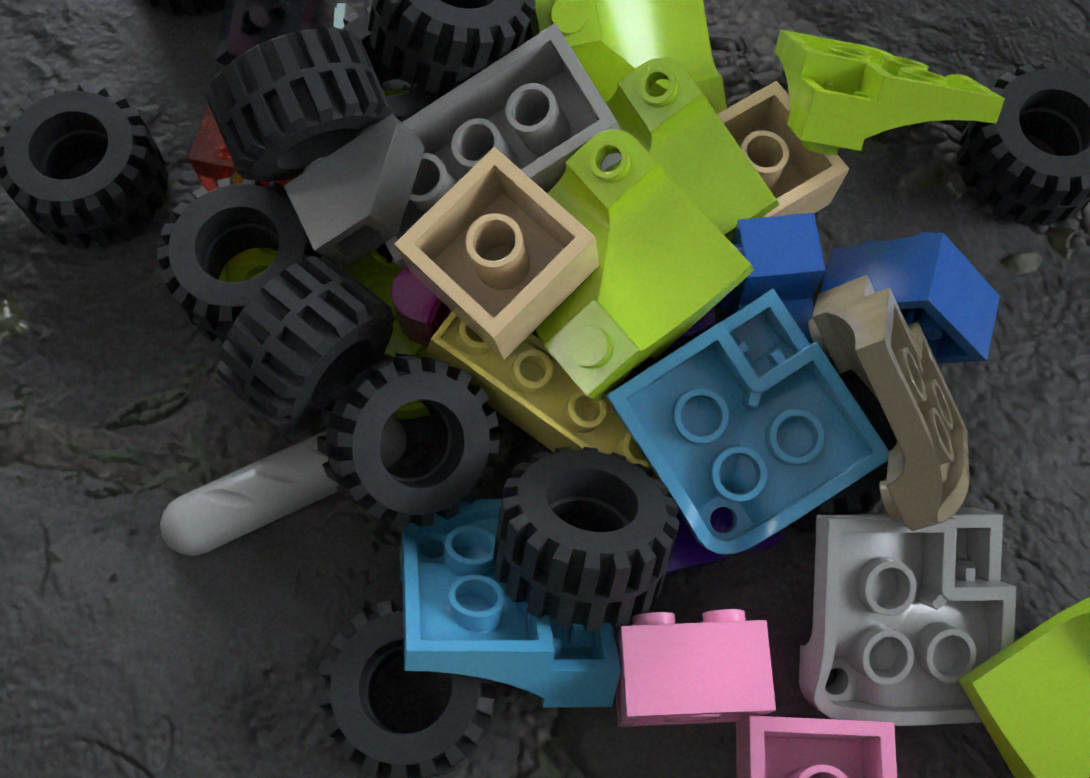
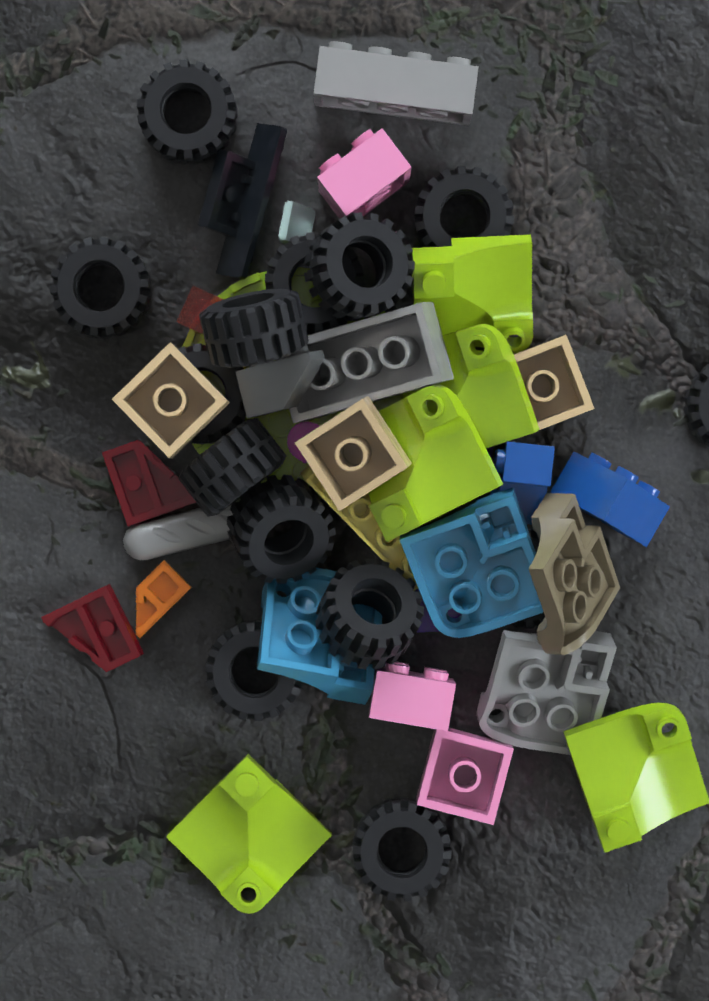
camera: 15 degrees right, 20 degrees up
(130, 680) = (98, 628): none -> dark red wing
(179, 238) = (170, 400): none -> tan brick
(184, 432) = (144, 483): none -> dark red wing
(229, 608) = (158, 595): none -> orange tile
(856, 91) = (626, 356): lime slope -> none

